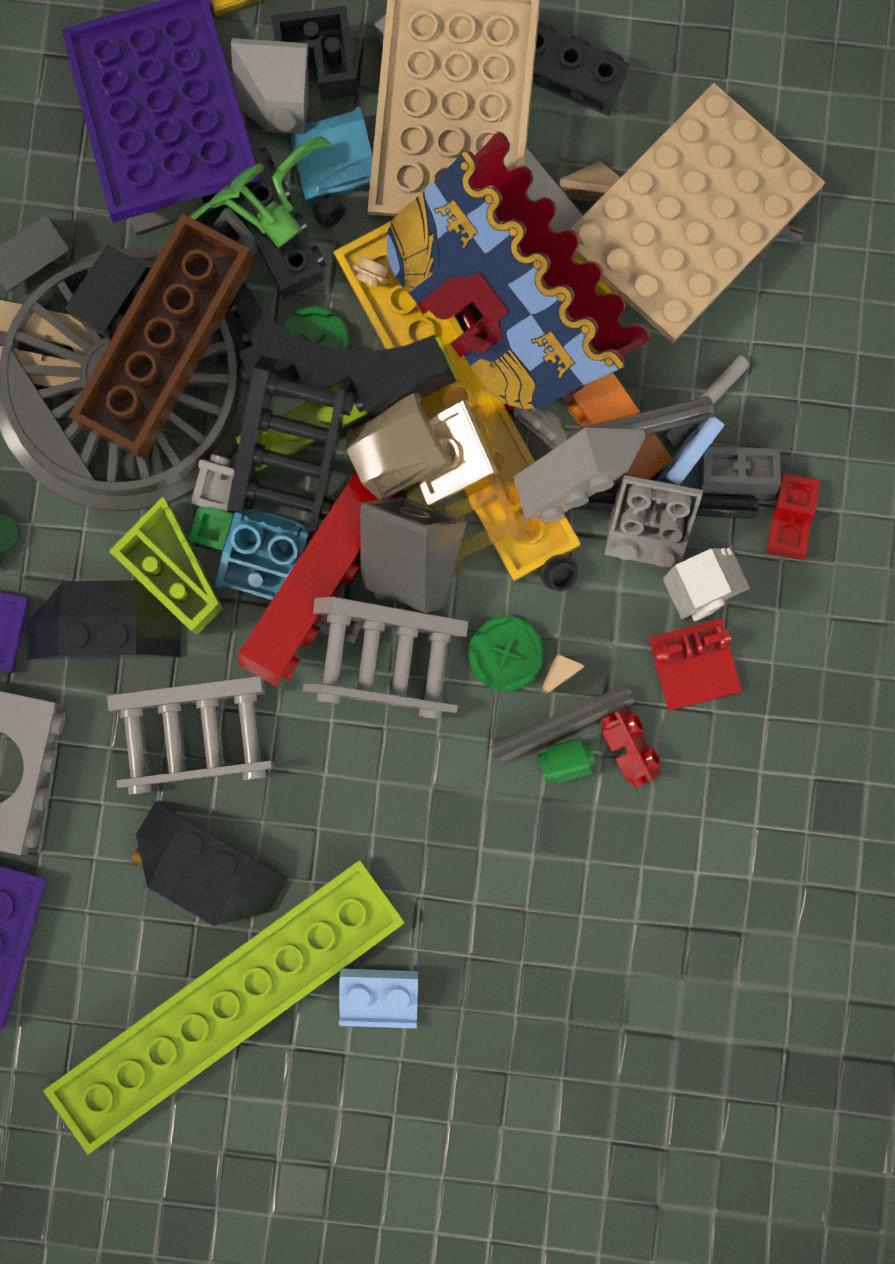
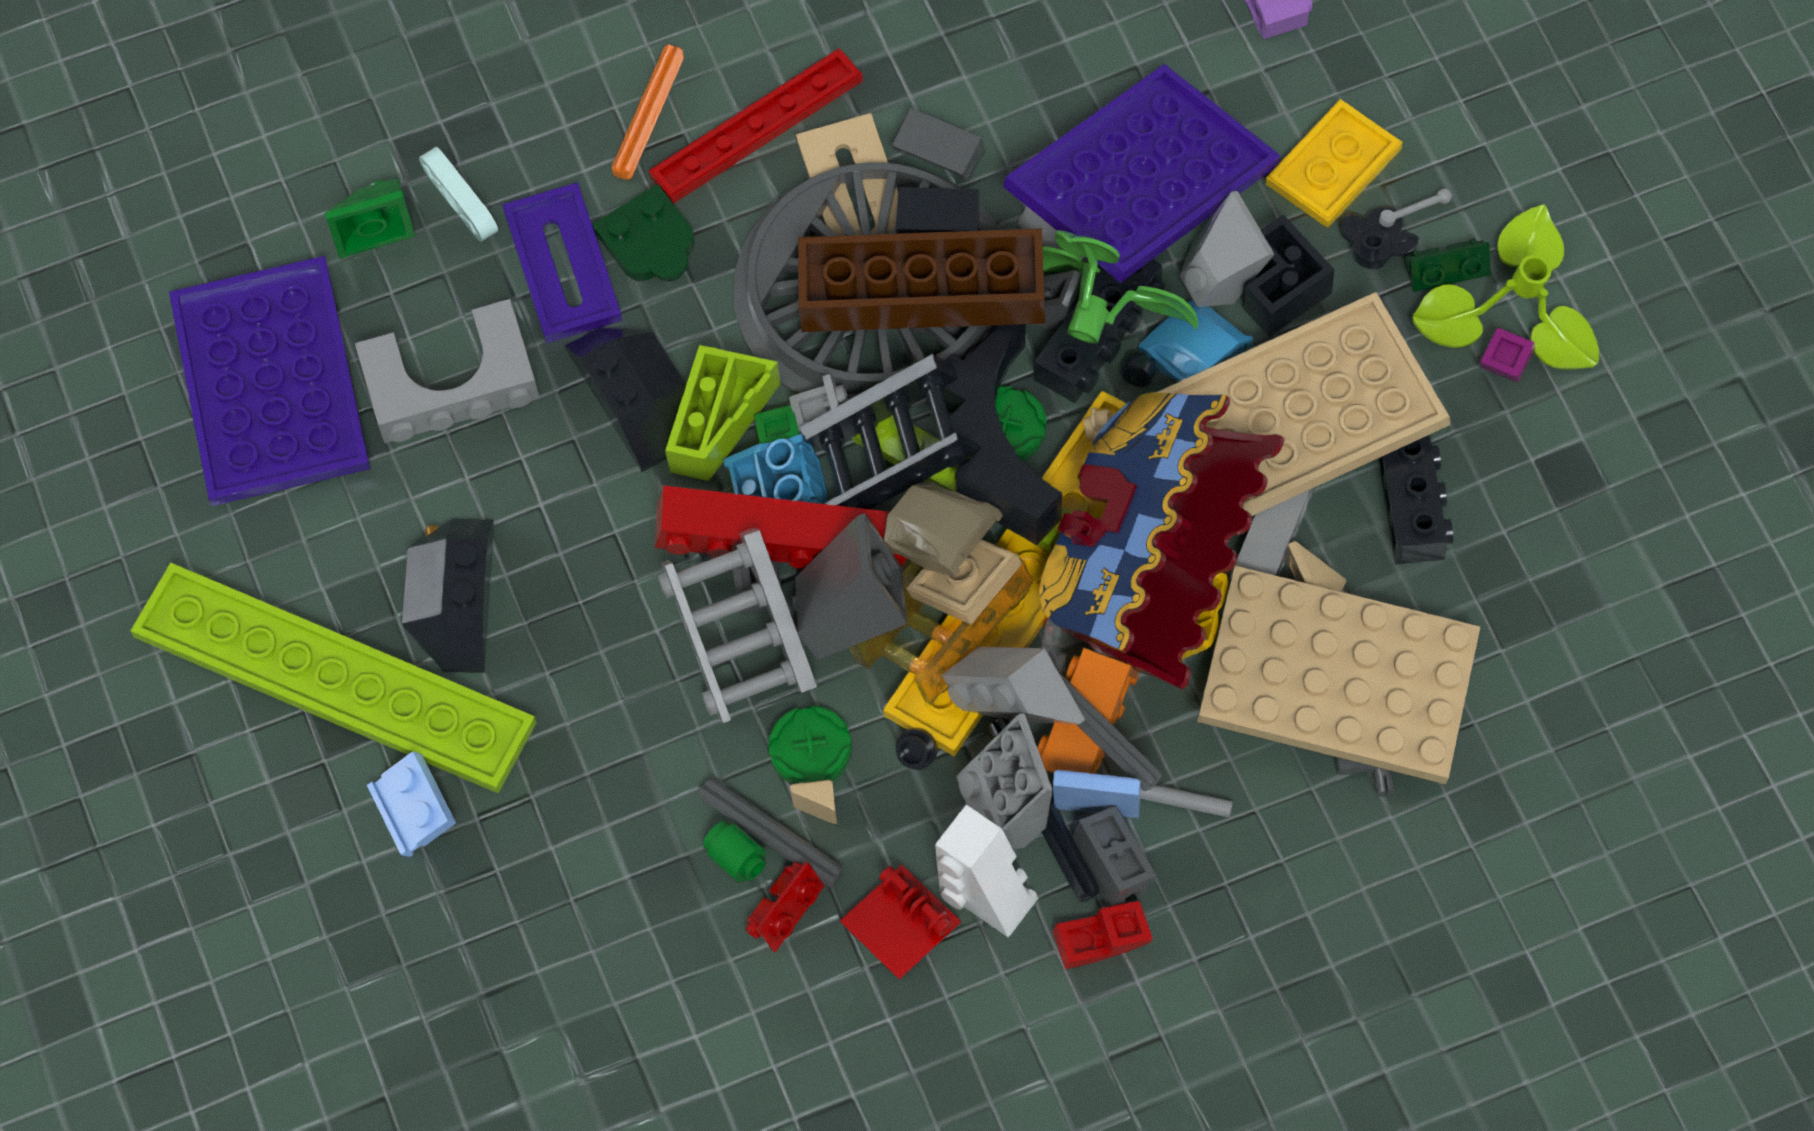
camera: 65 degrees right, 20 degrees down
(169, 704) = (591, 477): light grey fence -> none

